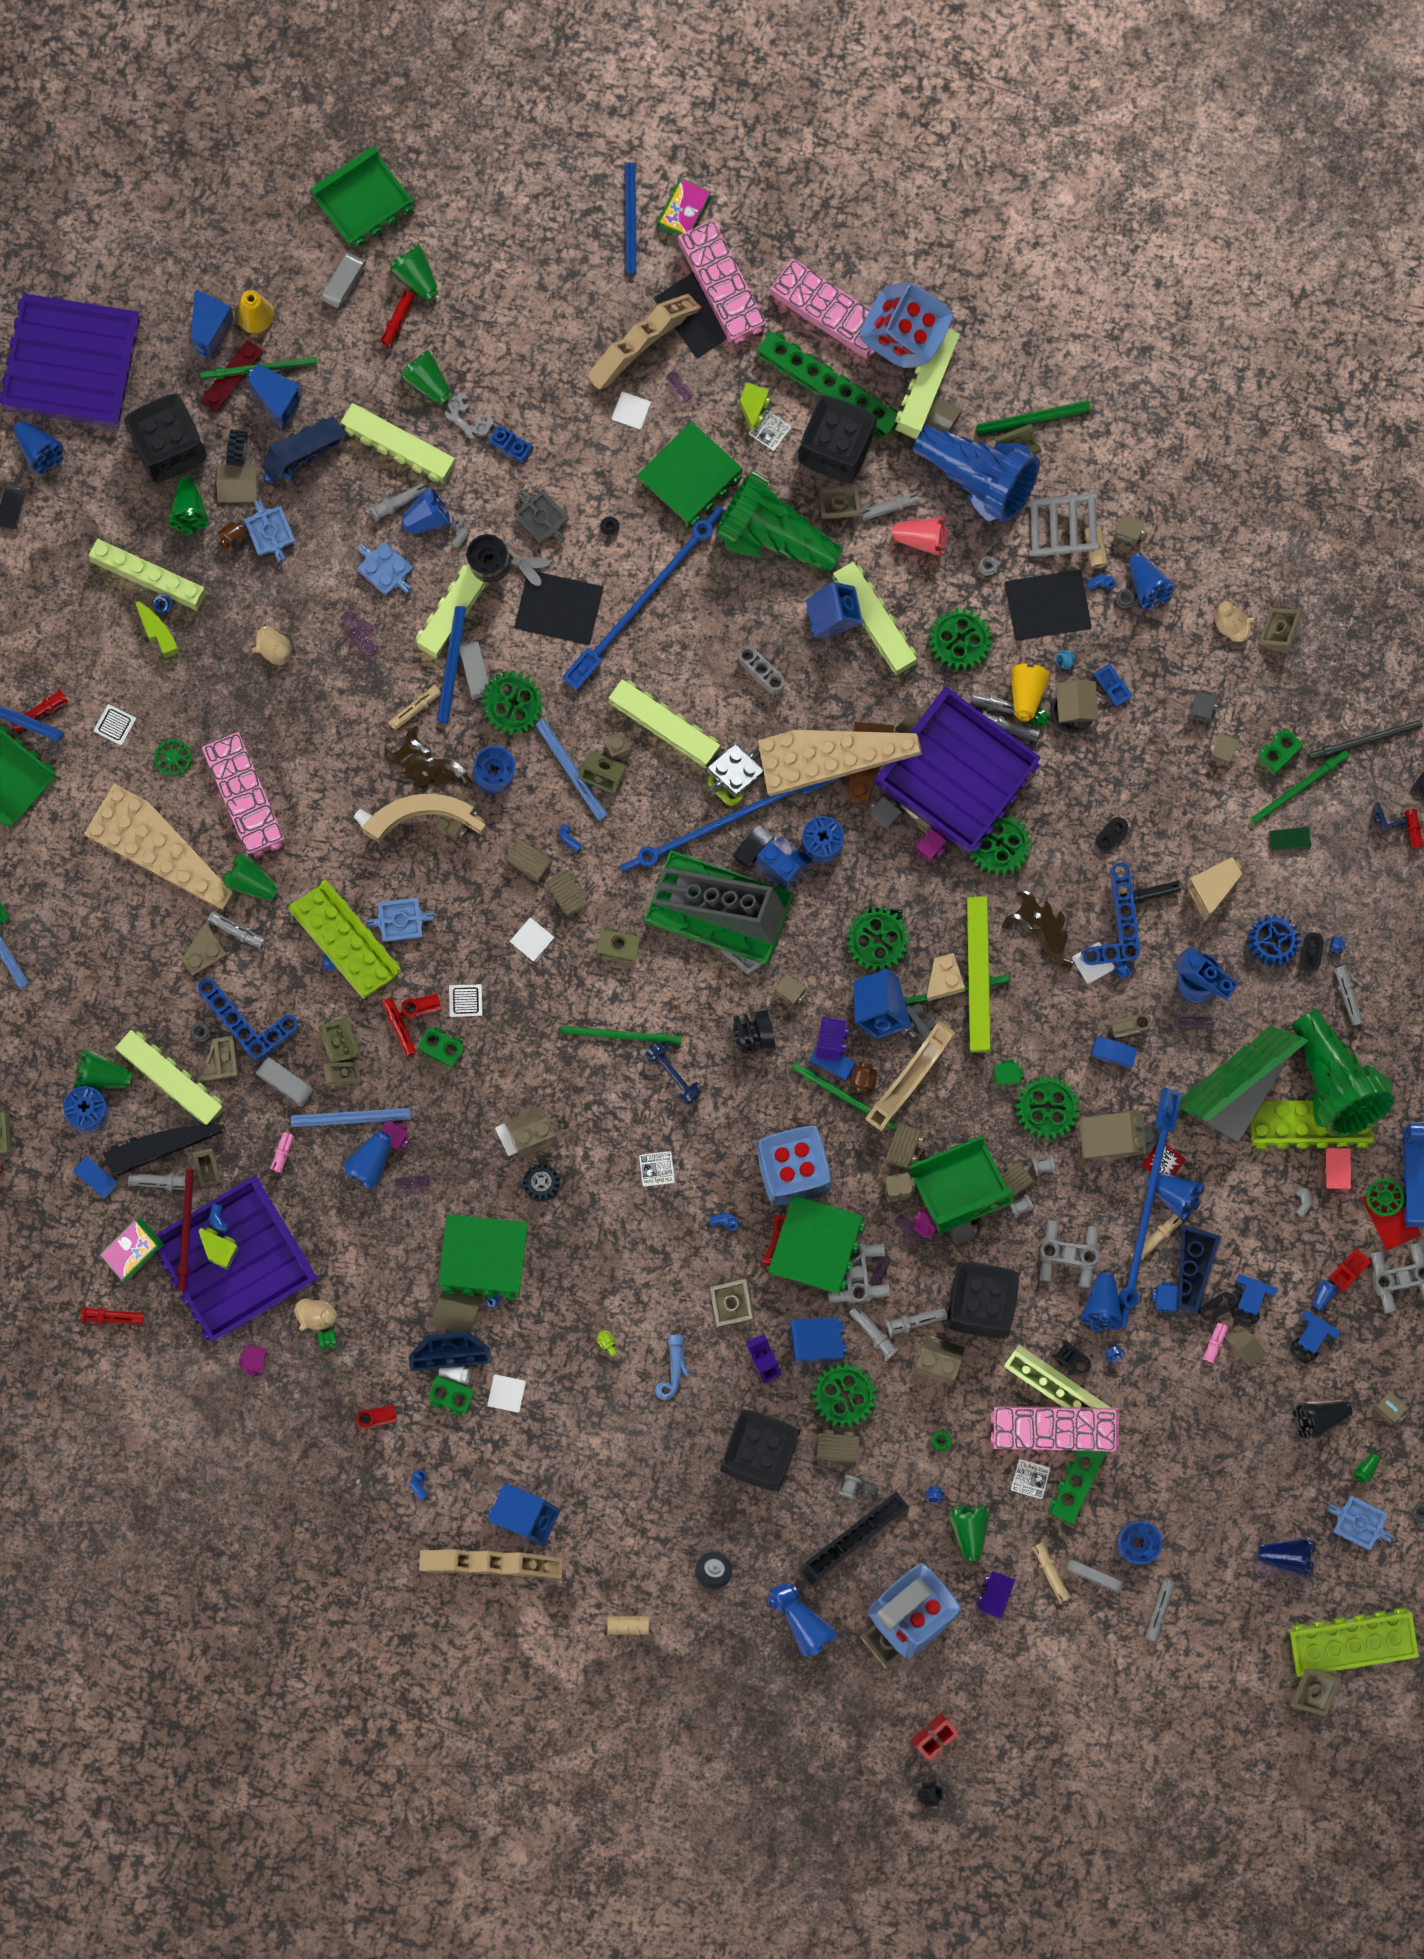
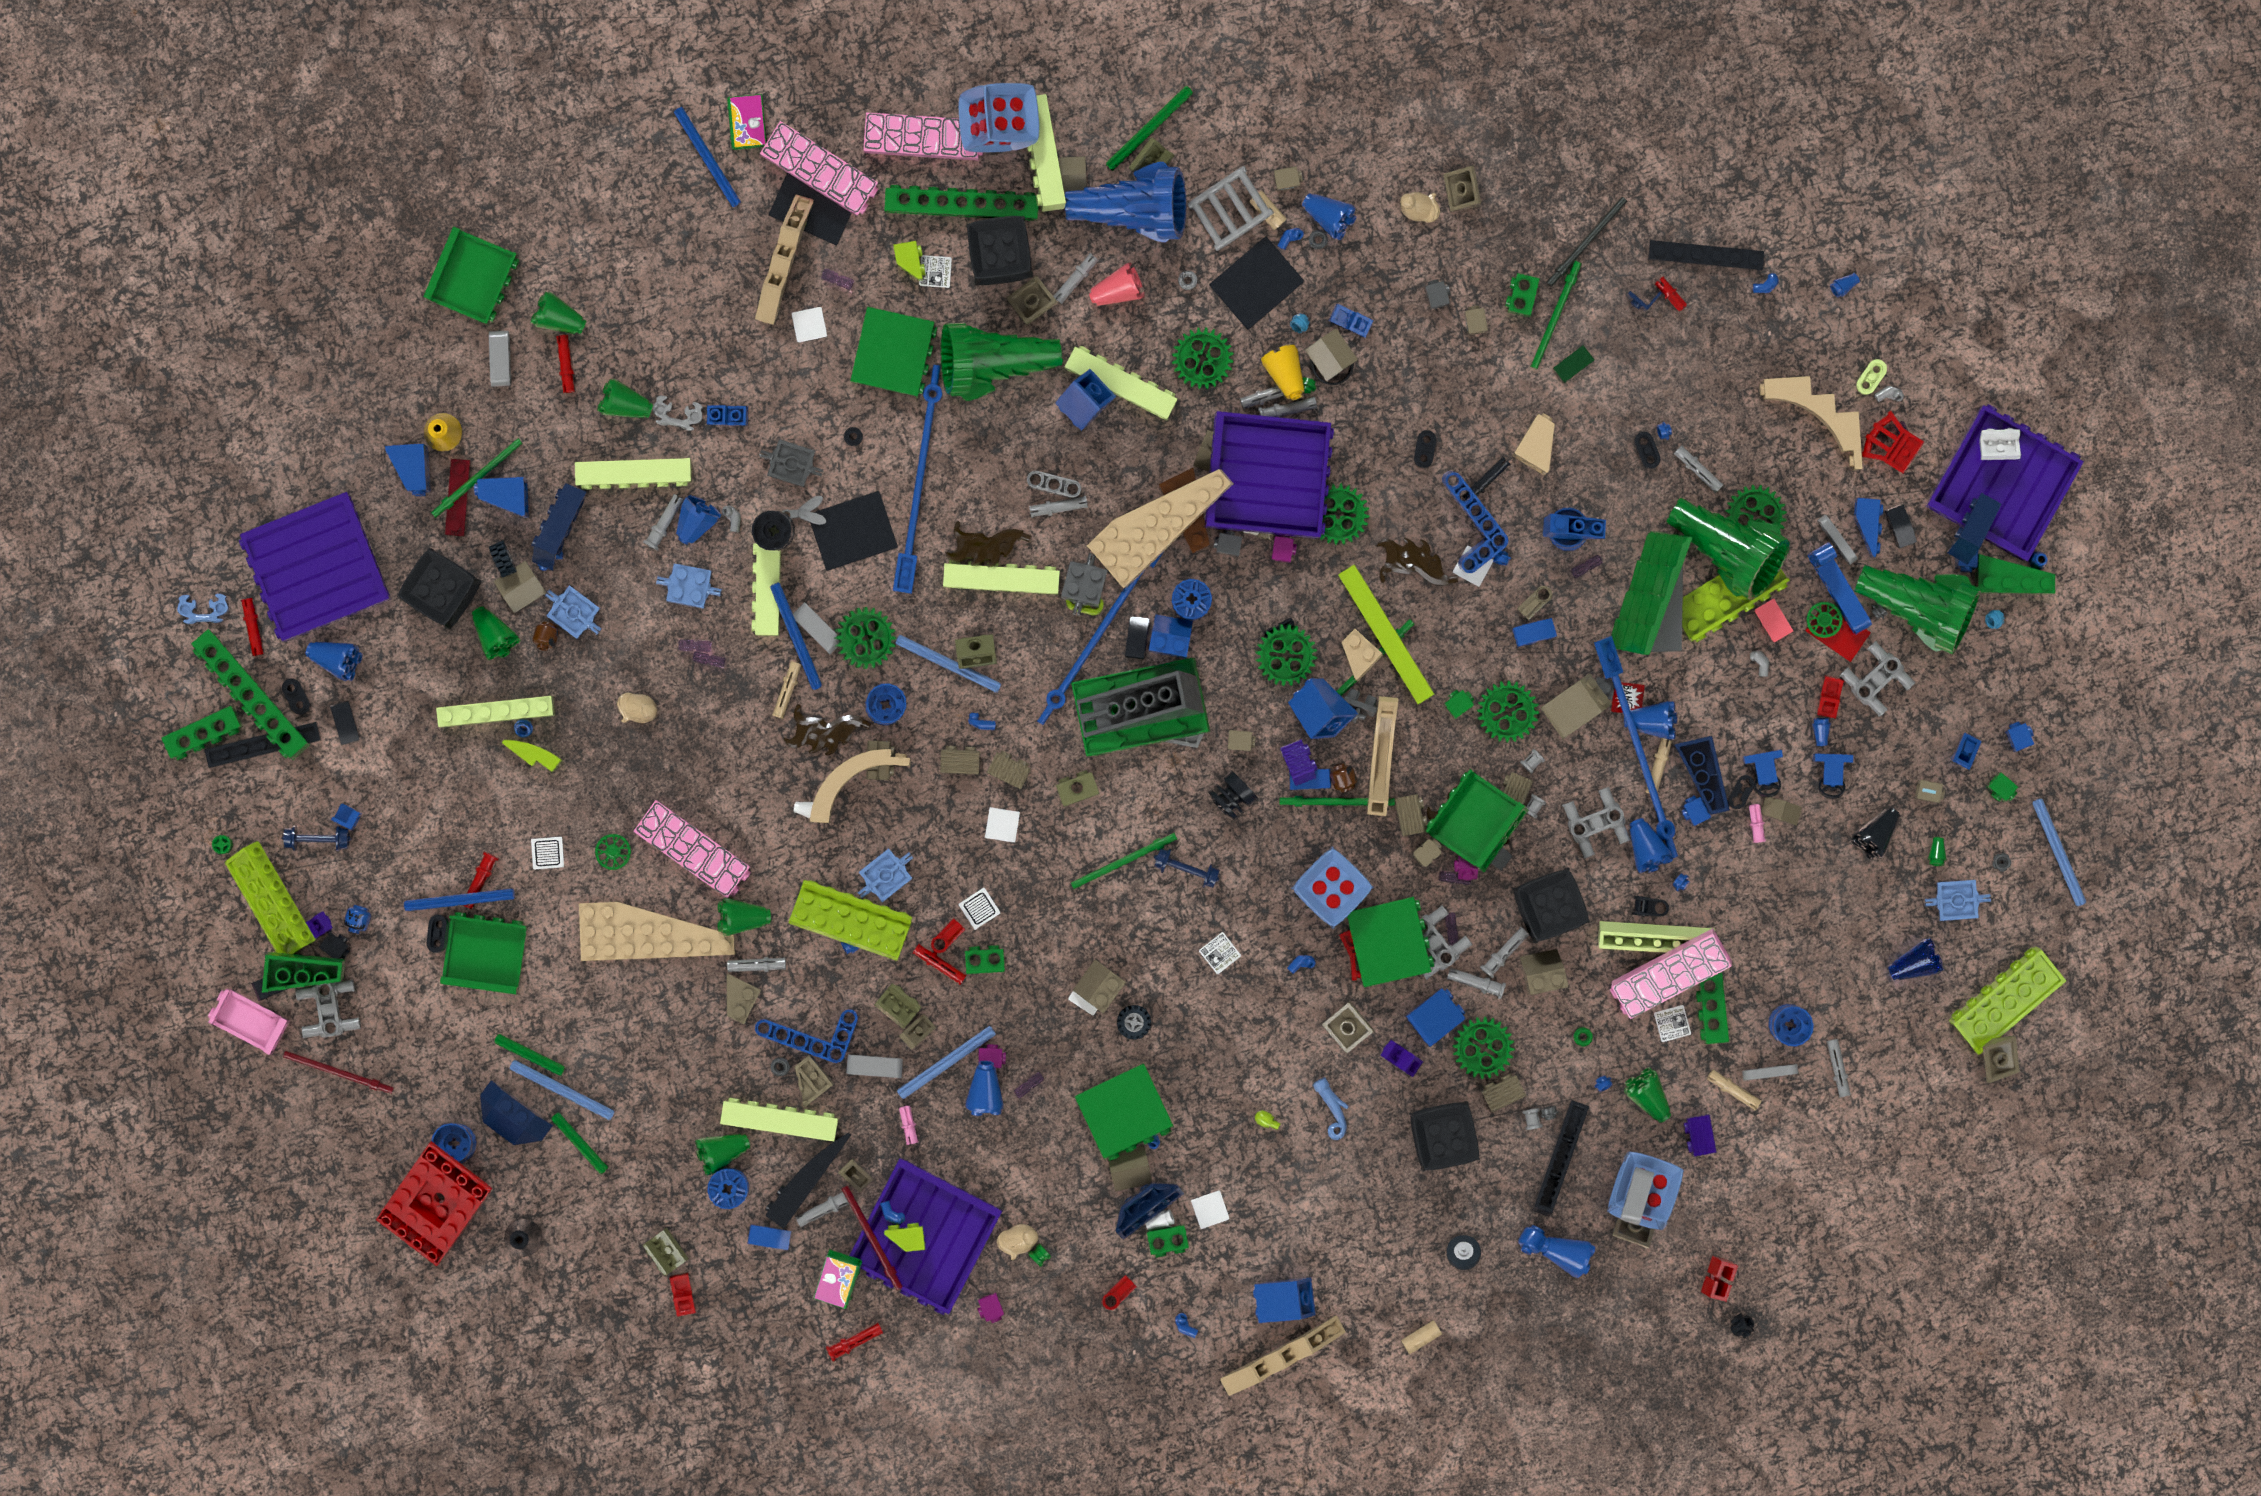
camera: 30 degrees left, 10 degrees up
(617, 746) = (974, 622): dark tan brick -> none
(665, 687) = (985, 548): none -> dark brown piece
(745, 688) = (1058, 506): none -> light grey pin
(1275, 948) = (1617, 465): blue gear -> none
(1390, 1057) = (1762, 499): none -> green gear

